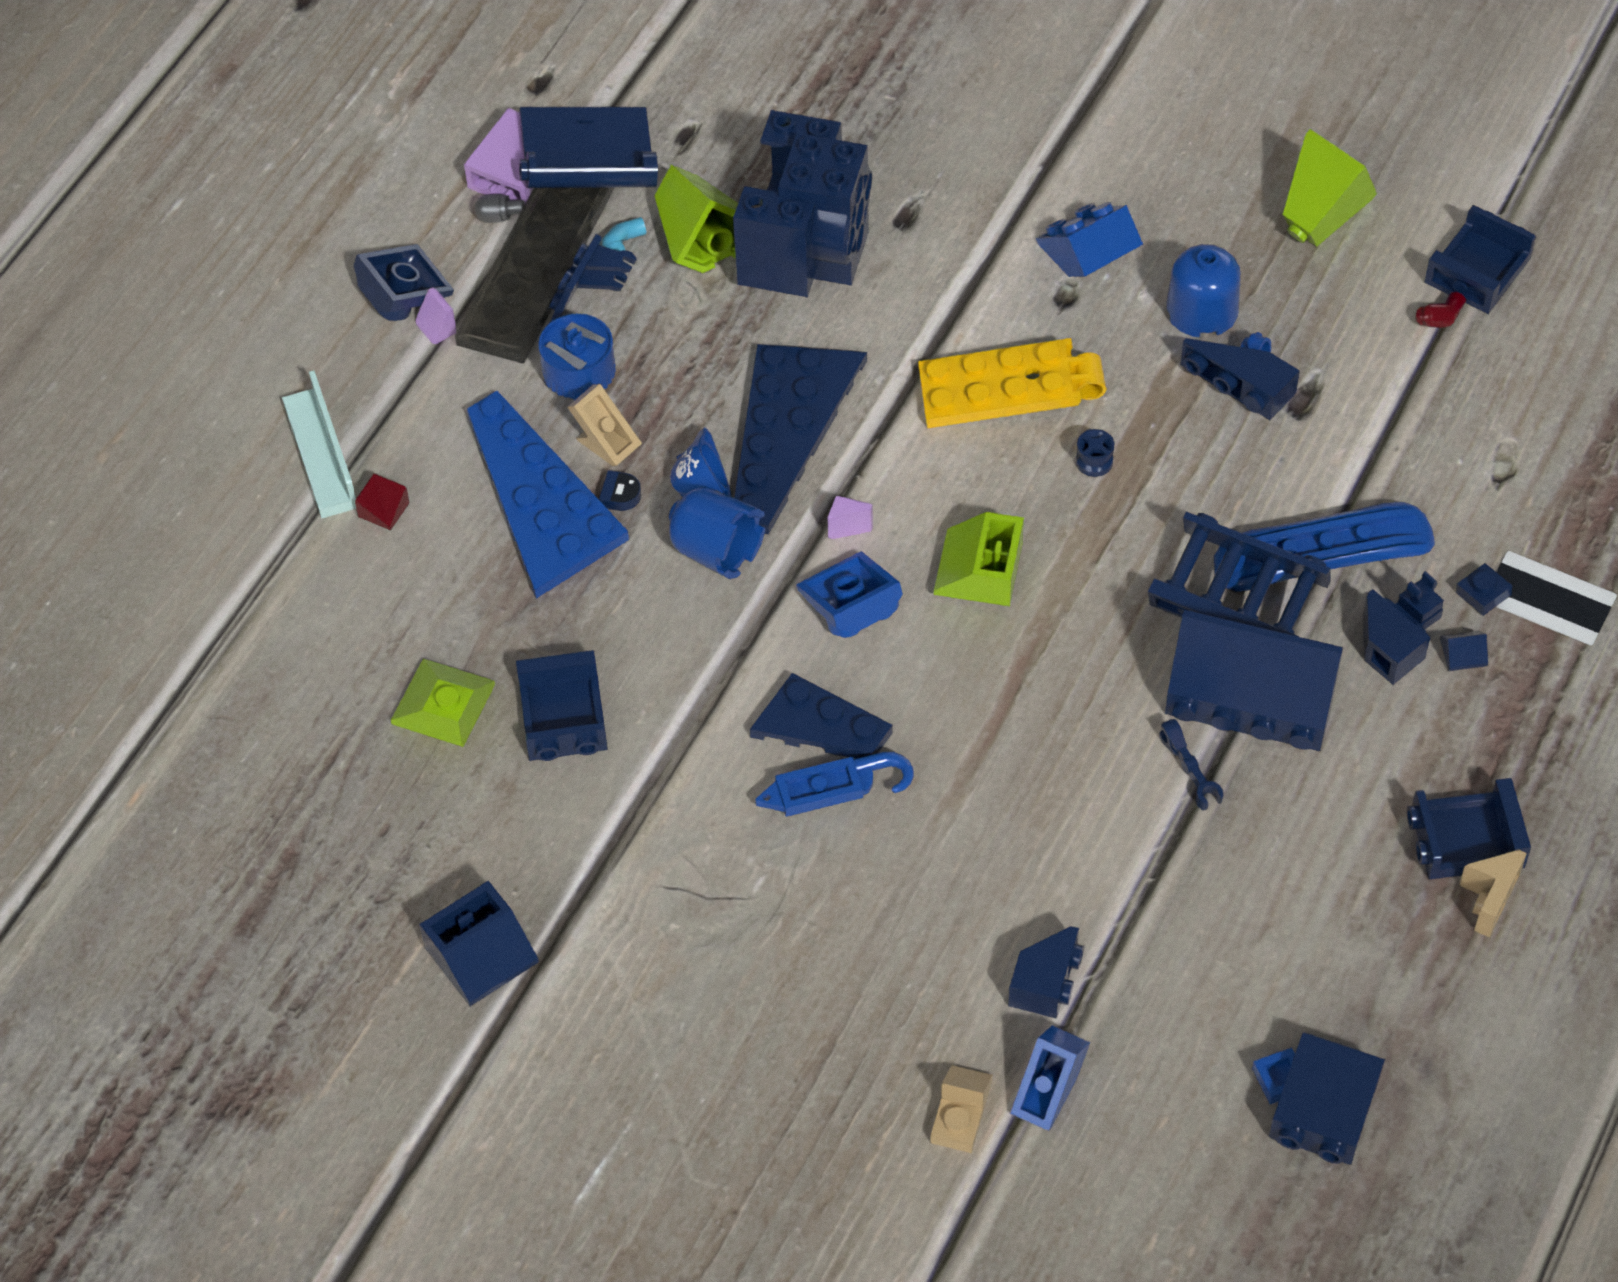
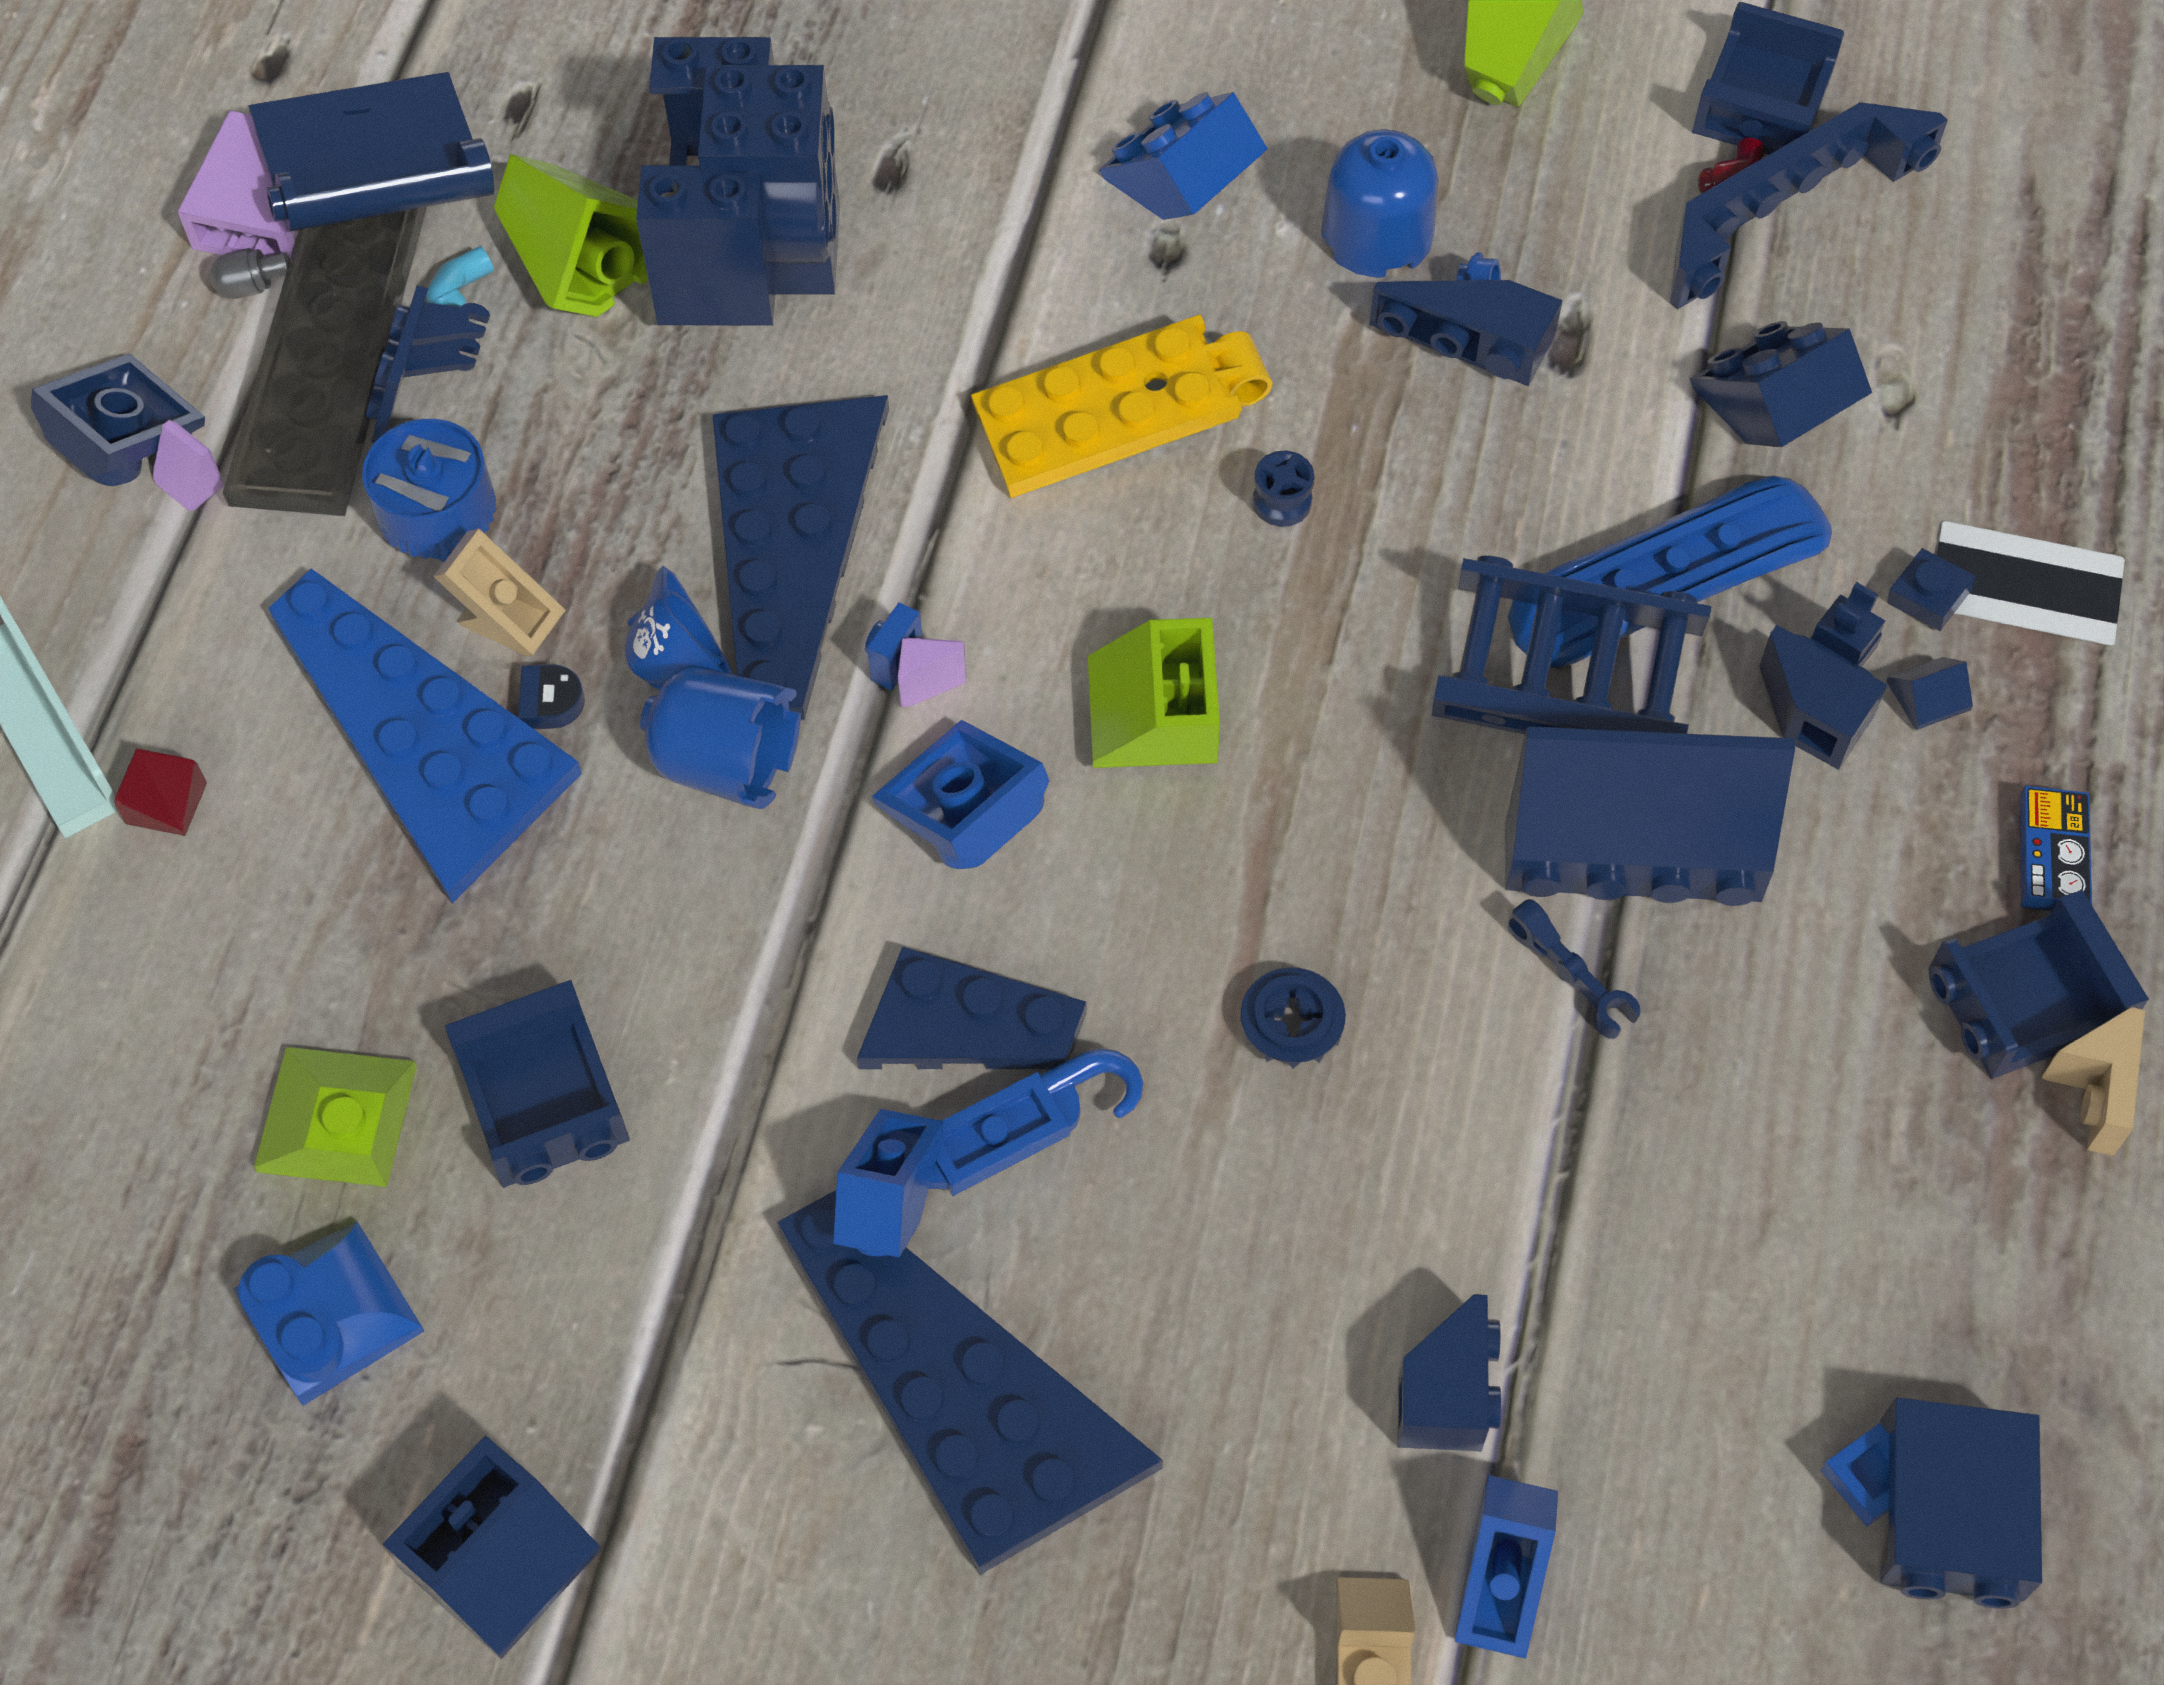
camera: 15 degrees left, 5 degrees up
(414, 804) = (326, 1310): none -> blue slope
(747, 797) = (886, 1183): none -> blue slope
(768, 932) = (979, 1412): none -> dark blue wing
(826, 495) = (885, 643): none -> blue plate
(999, 749) = (1315, 1001): none -> dark blue gear
(1428, 446) = (1784, 382): none -> dark blue slope
(1511, 753) = (2053, 846): none -> tile
(1550, 308) = (1889, 136): none -> dark blue slope

